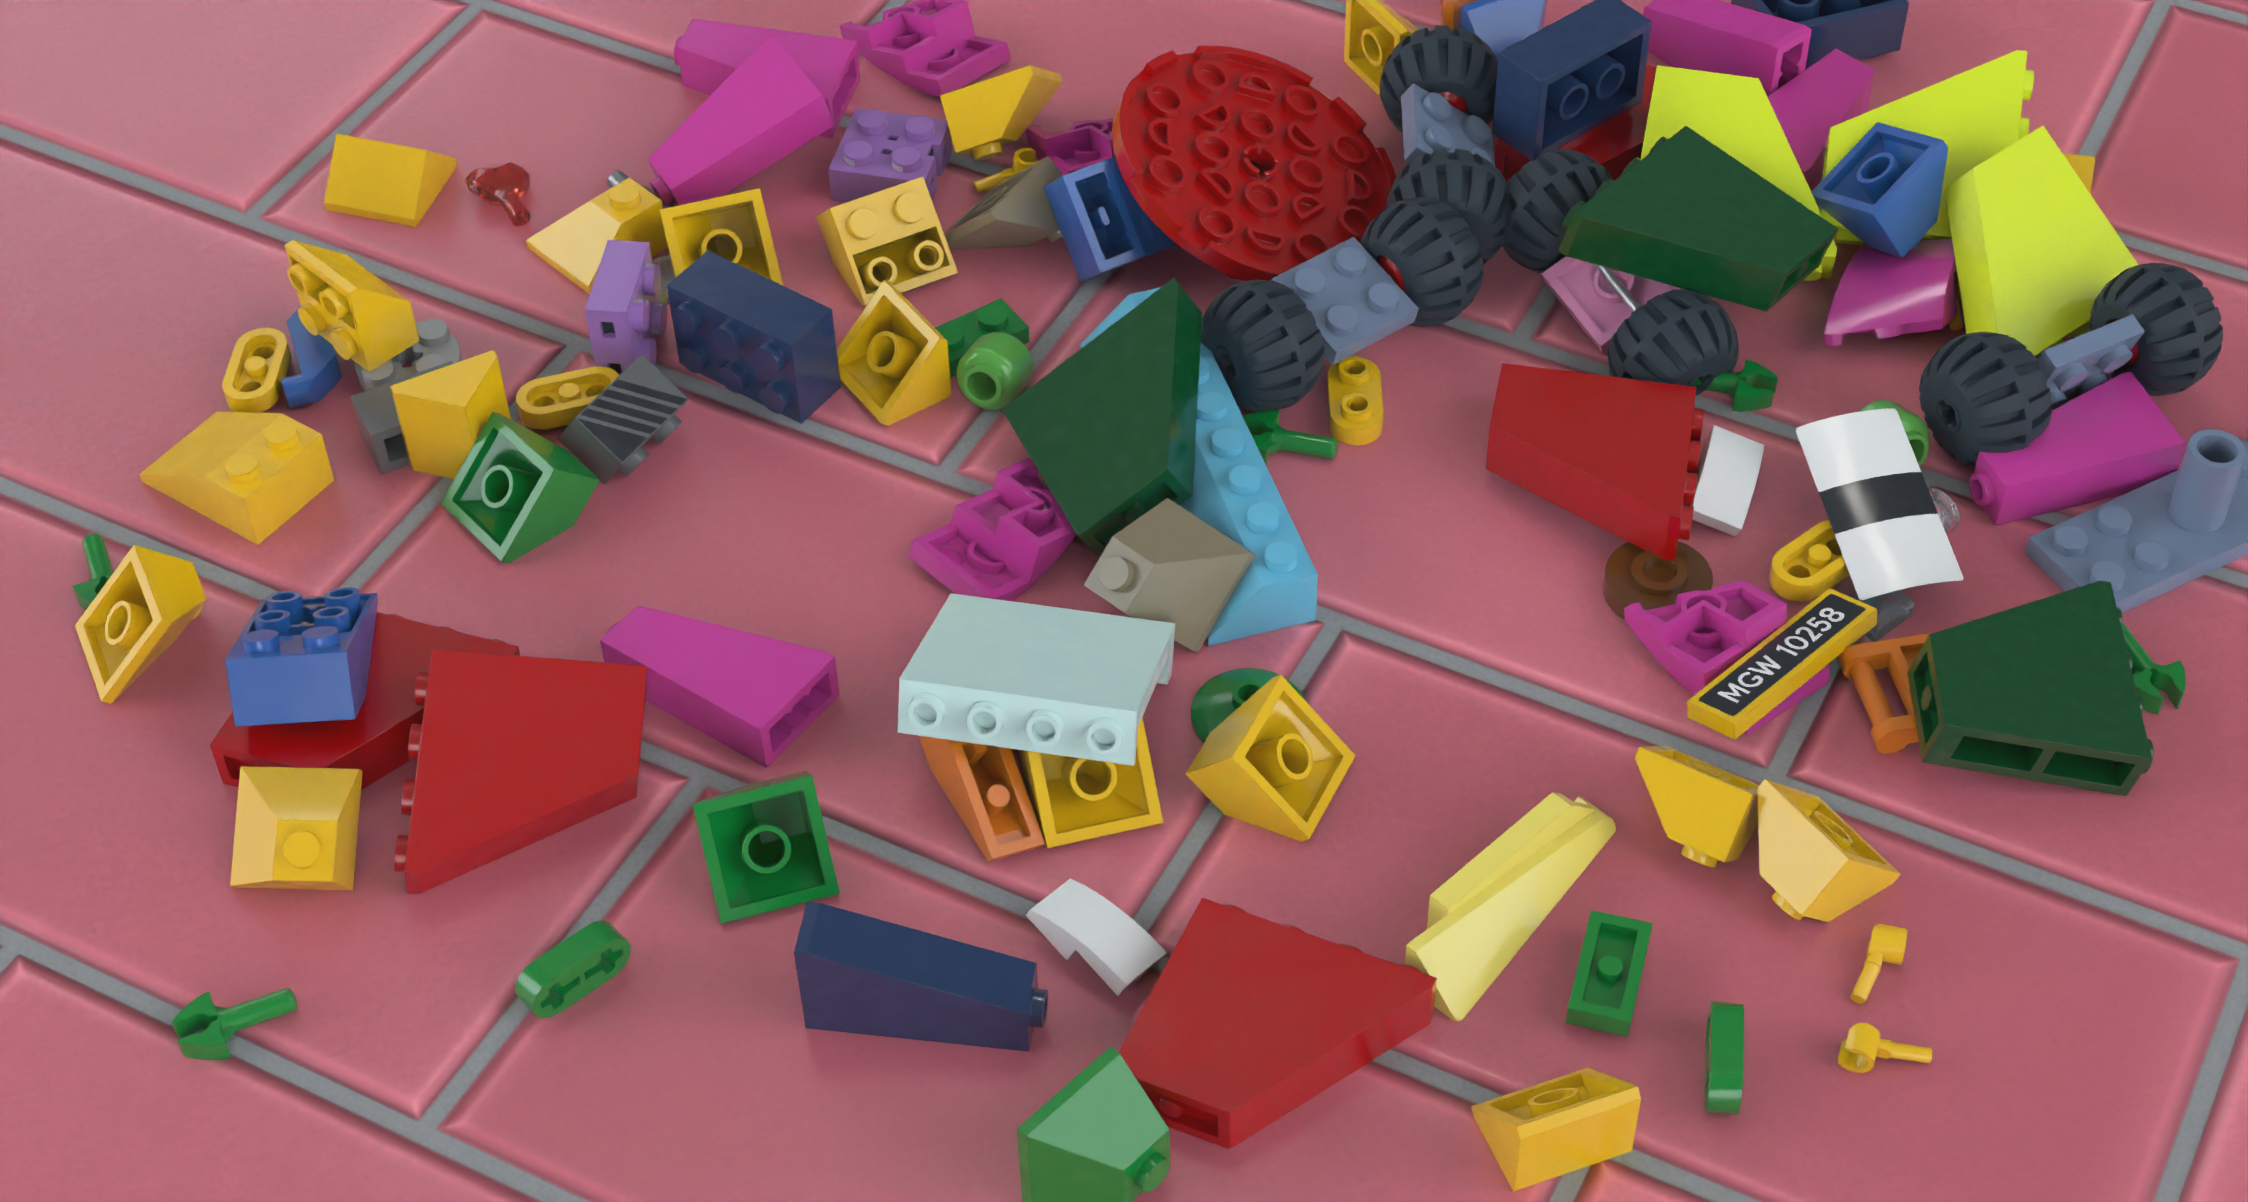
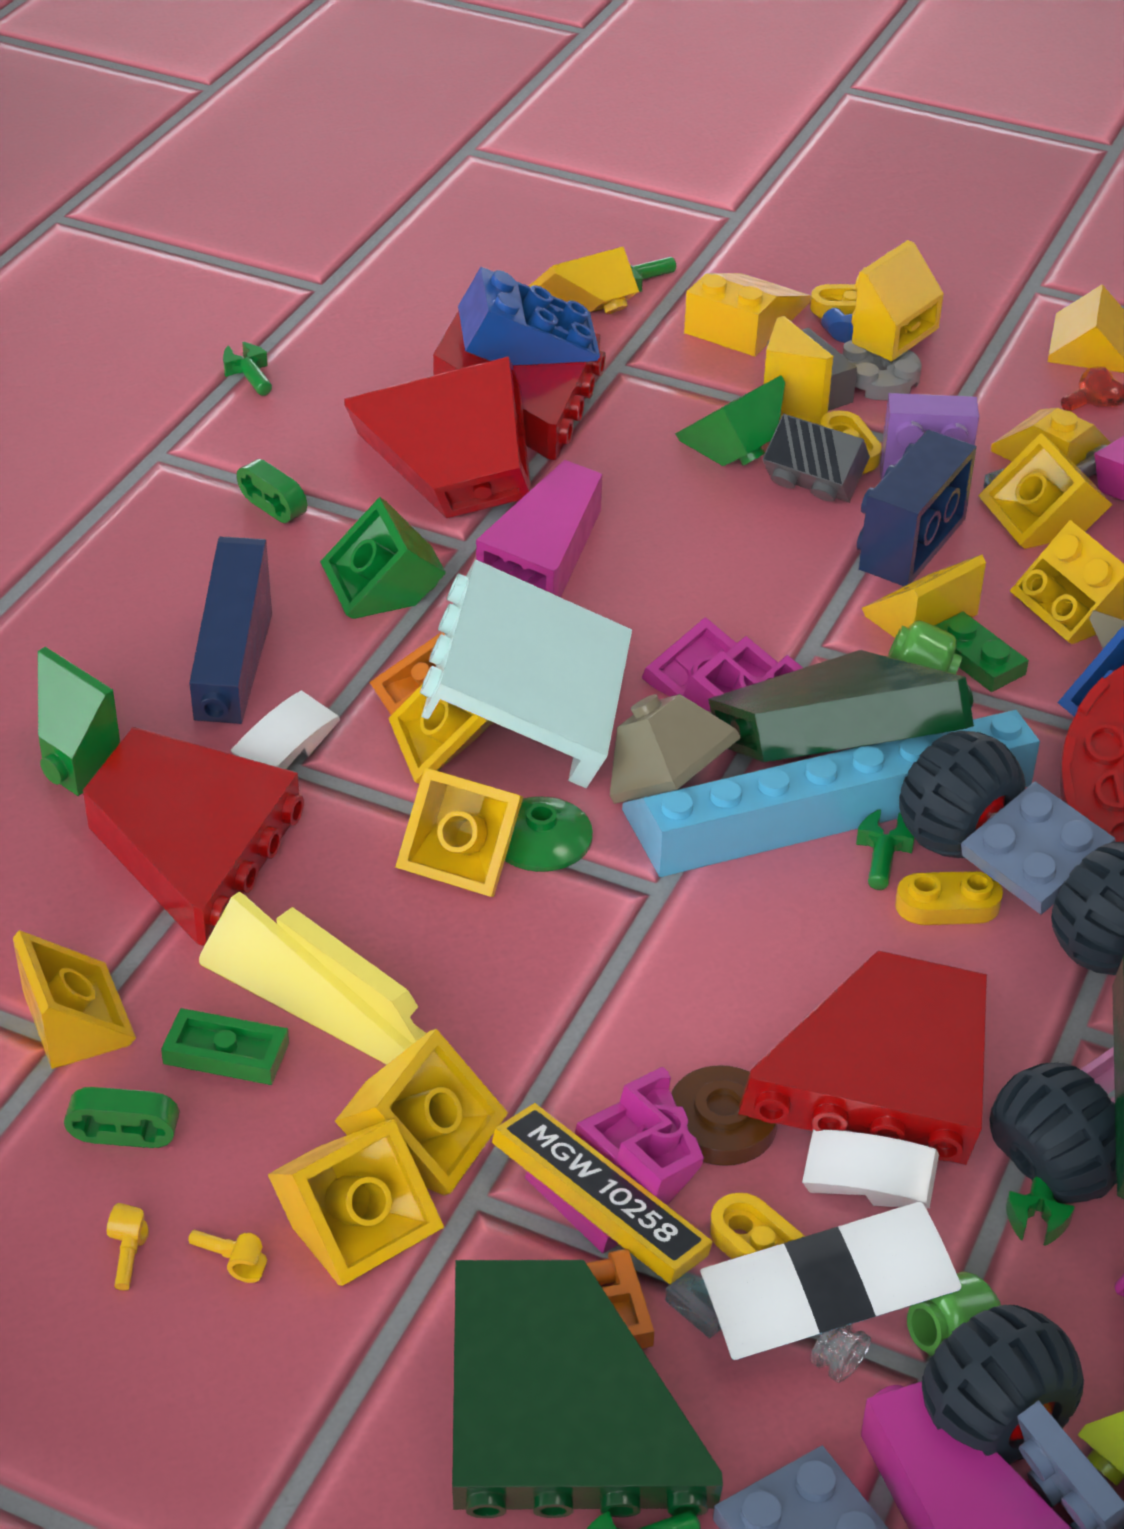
camera: 85 degrees right, 5 degrees down
(296, 828) = (386, 356): yellow slope -> none

